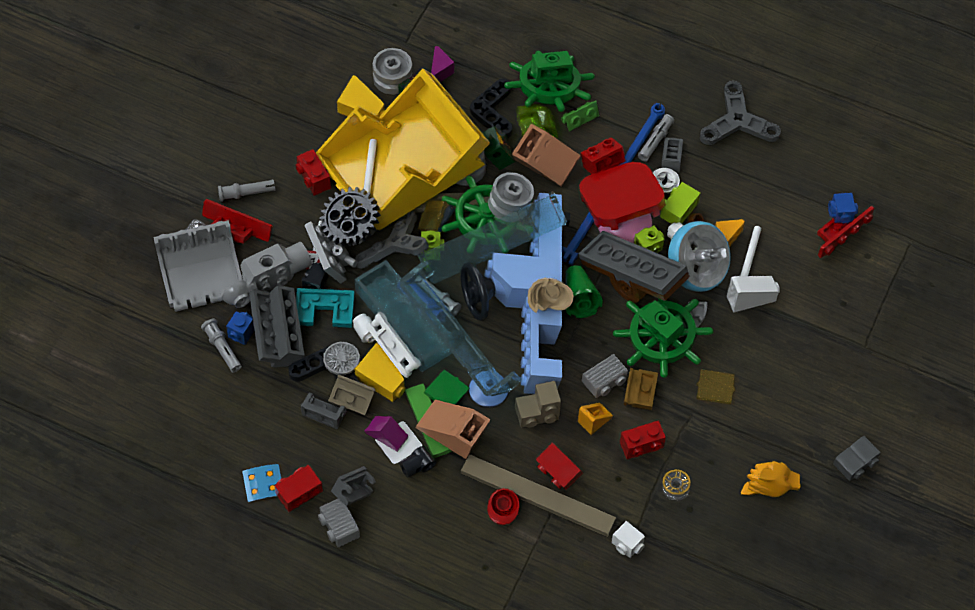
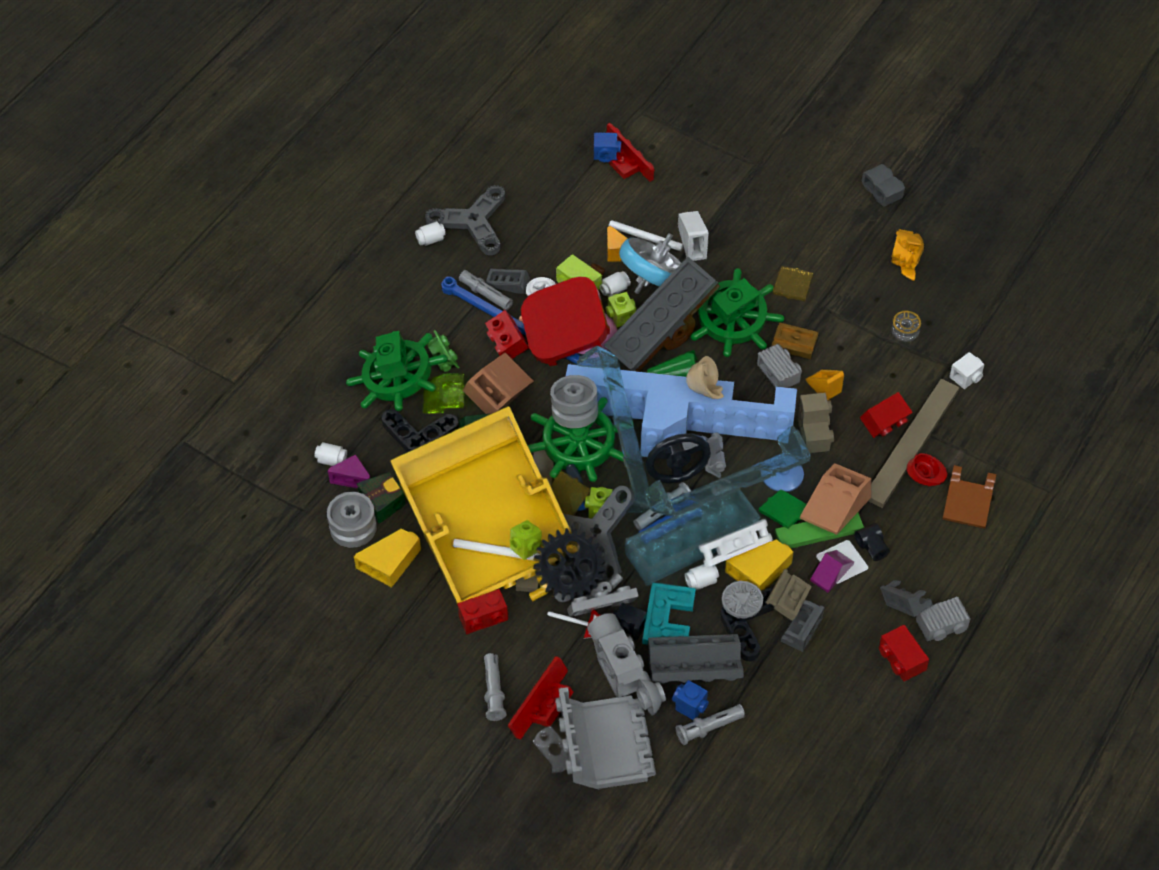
camera: 80 degrees left, 5 degrees down
(261, 481) = (887, 695): dark azure sticker -> none
(373, 182) = (525, 539): none -> lime brick
(458, 50) = (330, 454): none -> white brick
(477, 545) = (968, 501): none -> dark orange flag
(496, 328) = (717, 460): none -> light grey hinge
(642, 439) = (857, 344): red brick -> none
(712, 87) = (430, 233): none -> white brick

